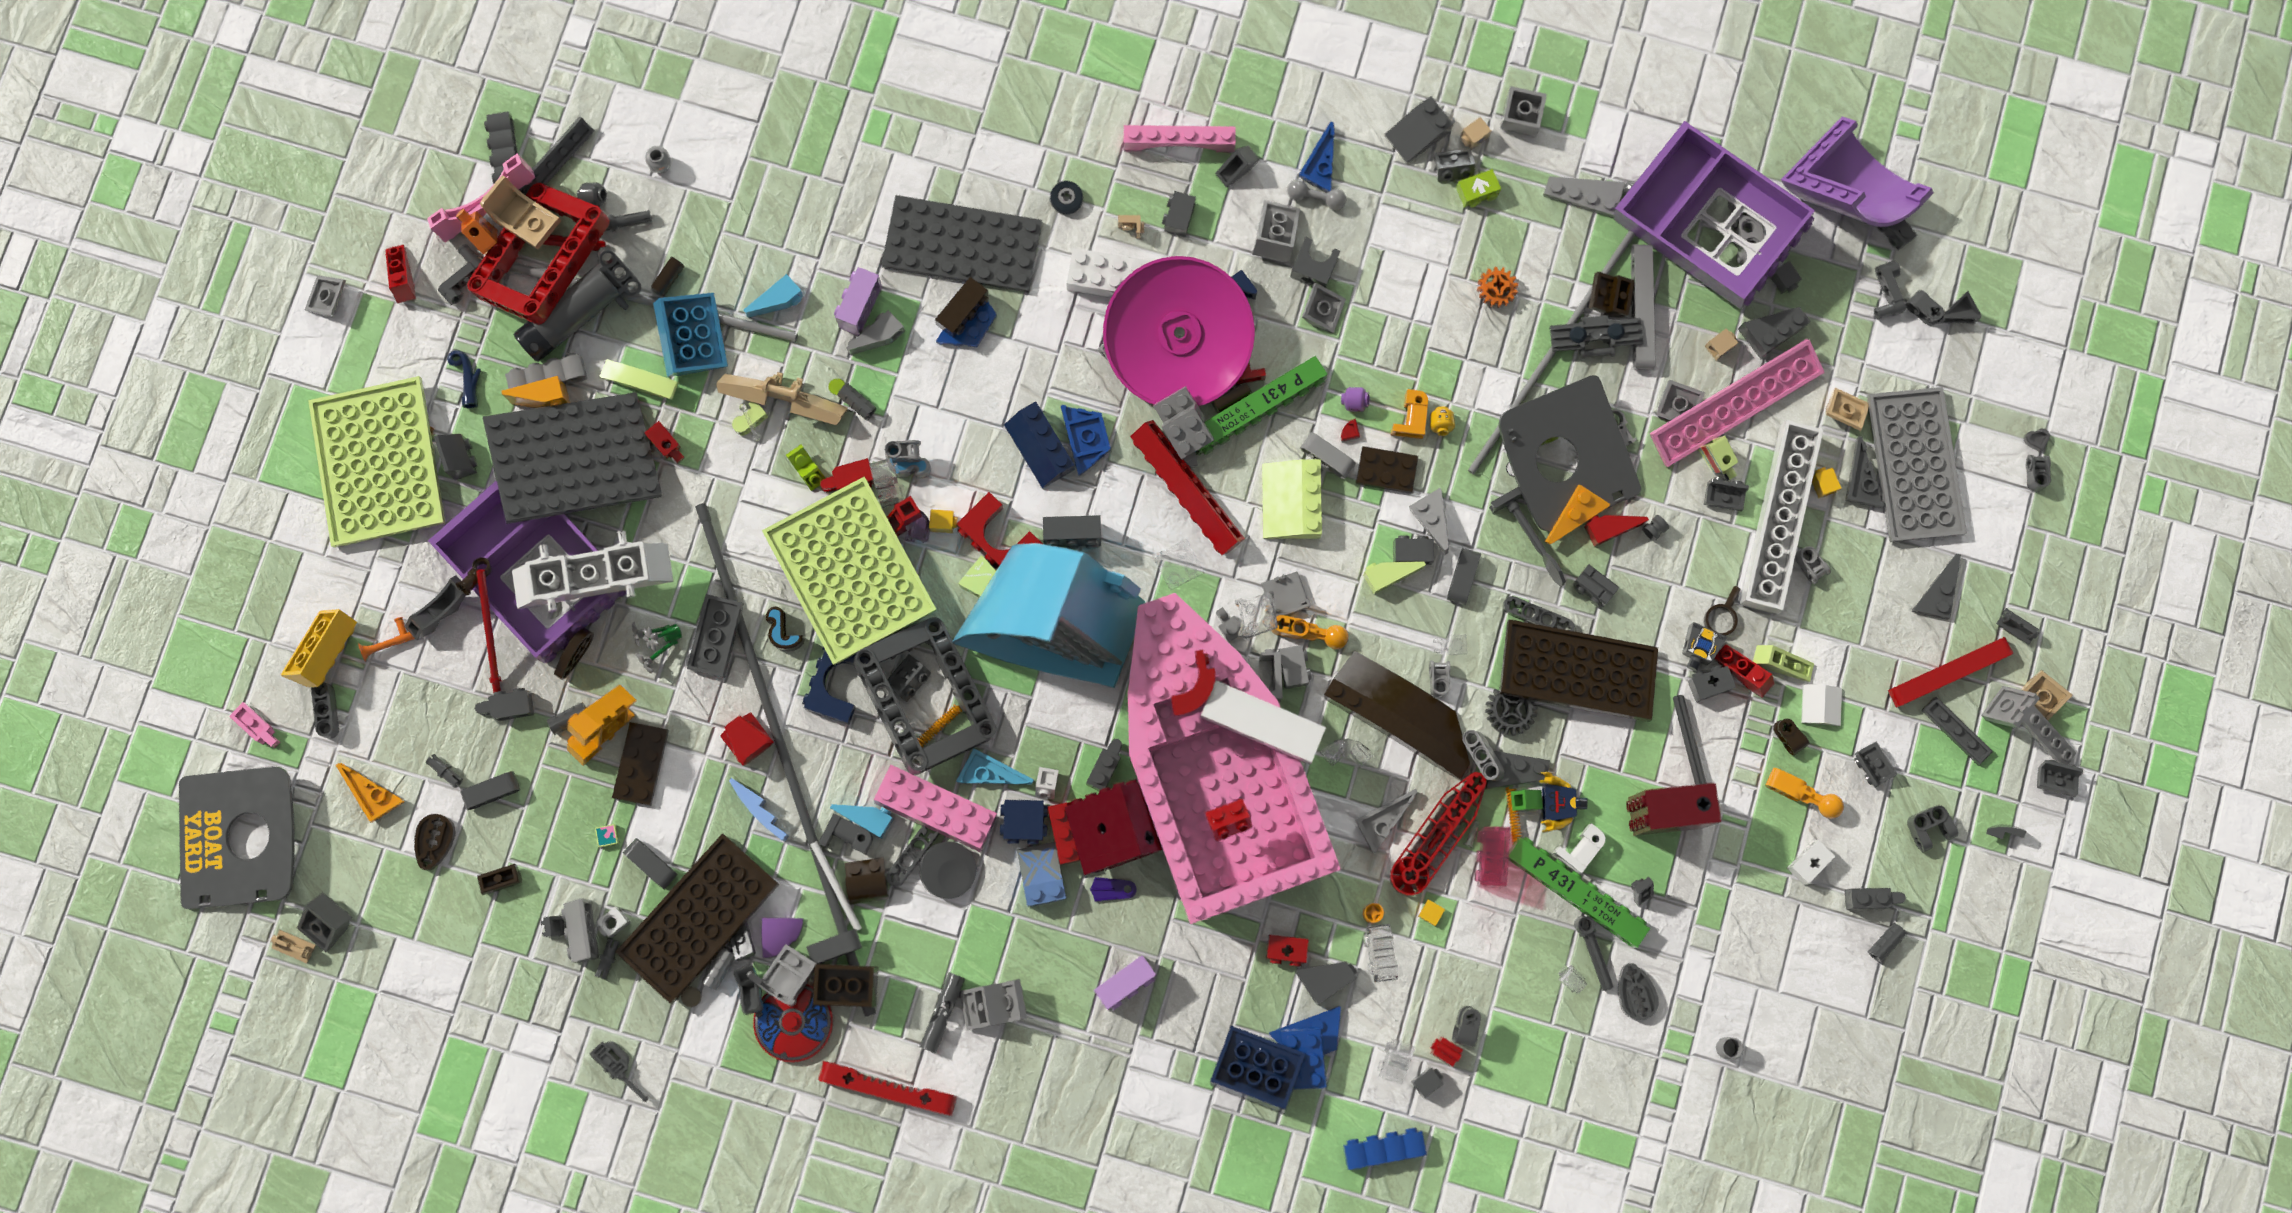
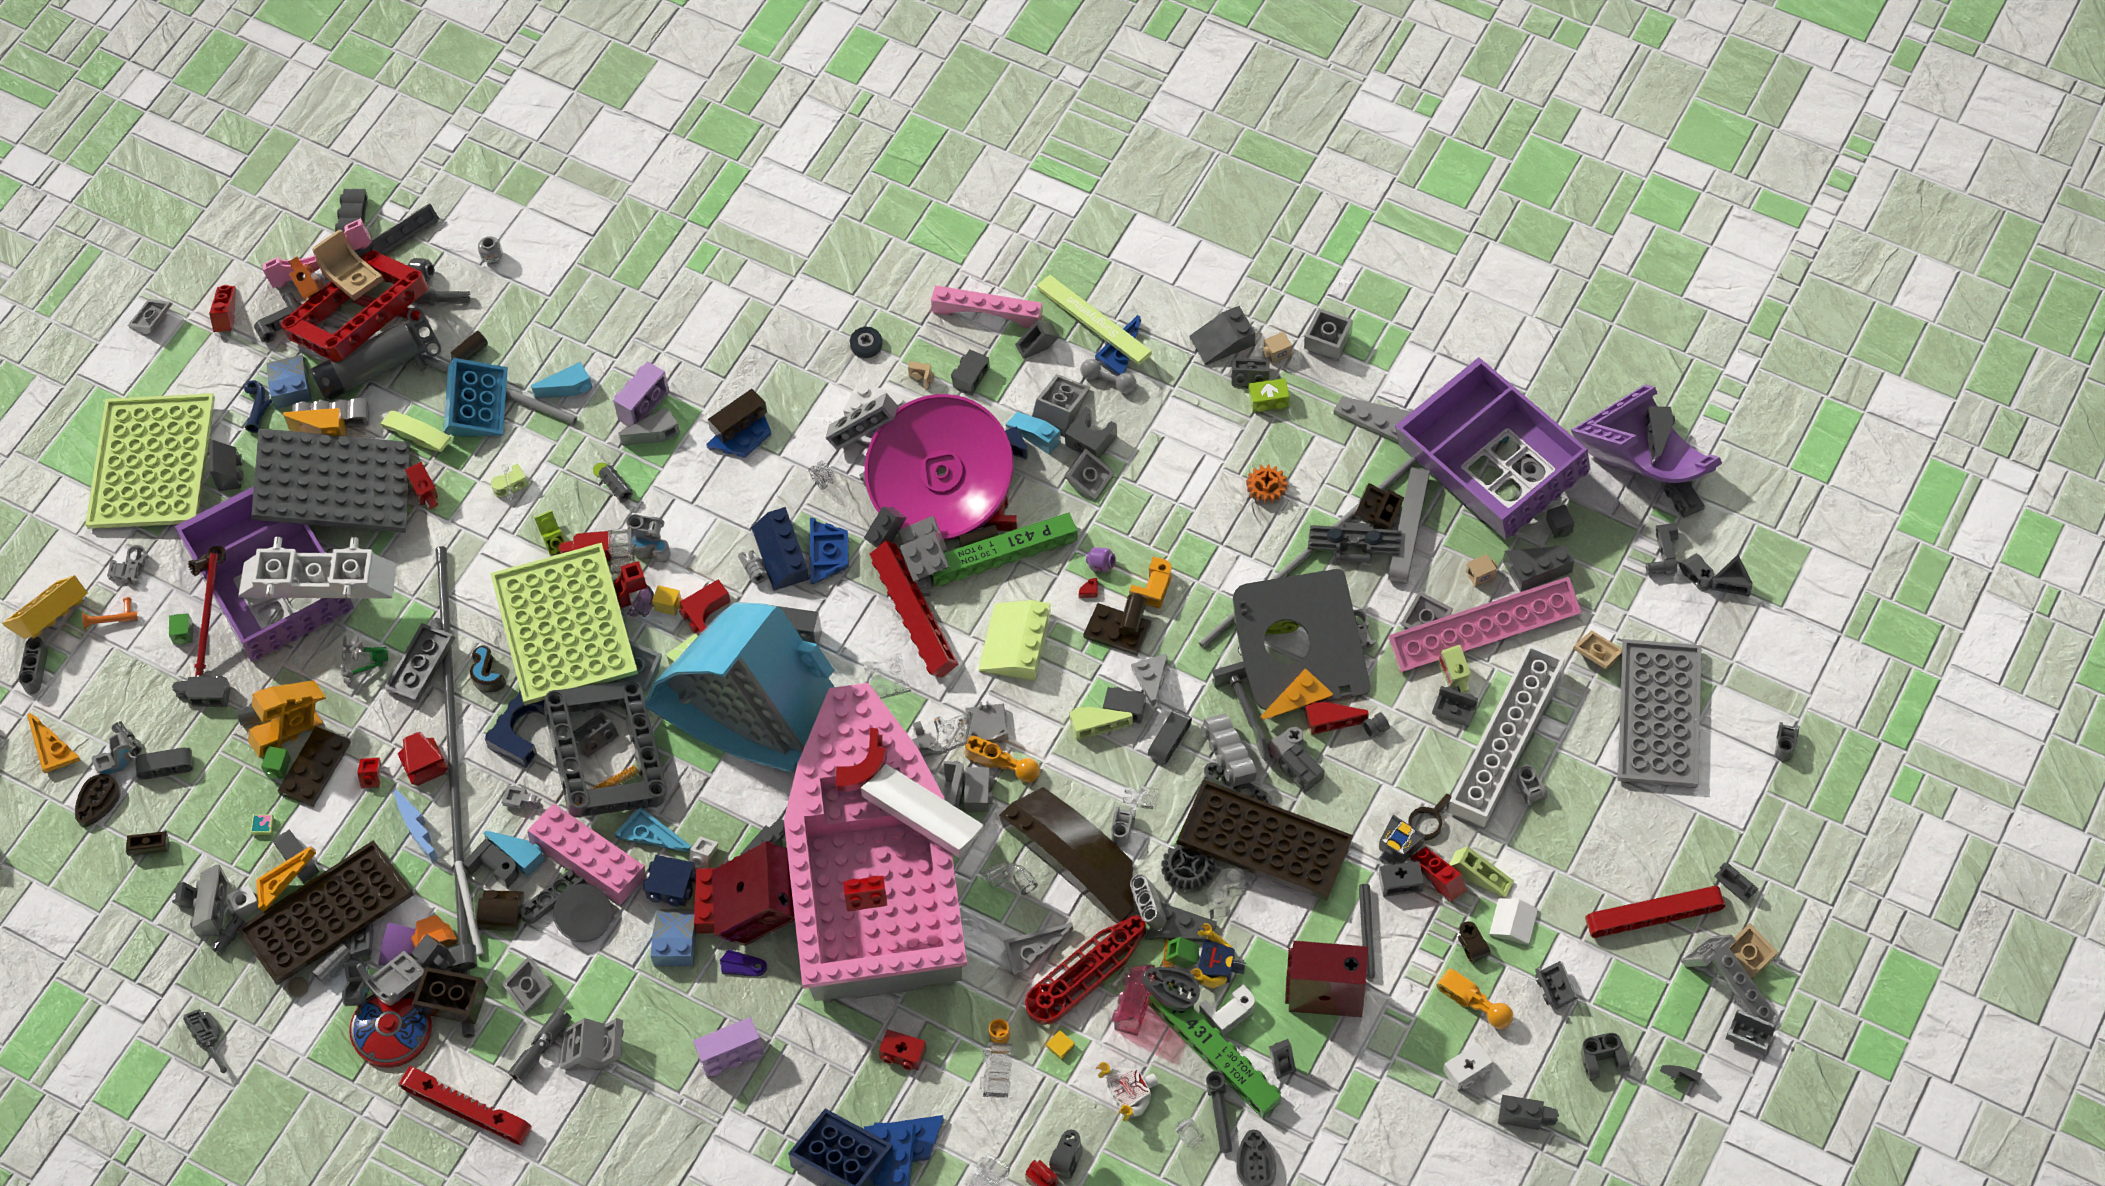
camera: 20 degrees right, 20 degrees down
(392, 586) = (130, 569): none -> light grey piece
(439, 797) = (117, 758): none -> light grey animal
(444, 604) = (175, 591): dark grey arch -> none
(463, 643) = (181, 629): none -> bright green brick
(491, 344) = (288, 381): none -> medium blue slope
(573, 653) = (281, 653): dark brown piece -> none
(602, 769) = (275, 762): none -> bright green brick
(641, 895) = (275, 881): none -> light orange wing
(697, 760) = (369, 772): none -> red bracket
(802, 403) = (542, 456): tan piece -> none
(808, 921) = (435, 928): none -> orange slope
(815, 947) = (431, 953): none -> dark grey brick
(850, 760) = (517, 796): none -> light grey plate
(914, 953) = (527, 985): none -> light grey slope
(940, 594) = (647, 665): none -> light grey slope
(961, 243) = (743, 359): dark grey plate -> none
(1018, 470) = (753, 567): none -> light grey hinge
(1061, 356) = (822, 475): none -> clear wheel
(1090, 295) = (861, 421): none -> light grey brick
(1139, 405) = (885, 526): none -> dark grey brick
(1258, 268) = (1036, 431): none -> medium azure slope
(1289, 134) = (1094, 320): none -> yellowish green tile
(1326, 979) = (935, 1085): dark grey slope -> none
(1330, 456) = (1061, 605): light grey beam -> none
(1401, 456) = (1132, 614): none -> dark brown brick
(1442, 421) = (1182, 592): yellow head -> none
(1507, 948) = (1128, 1089): none -> white torso
(1522, 578) = (1229, 750): none -> light grey brick
(1531, 855) = (1160, 990): none -> dark grey piece
(1546, 735) = (1227, 884): none -> clear brick
(1573, 566) = (1285, 741): none -> light grey piece
(1825, 482) = (1560, 713): yellow brick -> none
(1862, 163) = (1658, 427): none -> dark grey slope
(1862, 482) = (1599, 722): dark grey wing -> none
(1887, 942) = (1532, 1160): dark grey axle -> none
(1939, 597) = (1659, 839): dark grey wing -> none
(1957, 730) = (1652, 971): dark grey tile -> none
(2037, 439) = (1792, 712): flat silver tile -> none

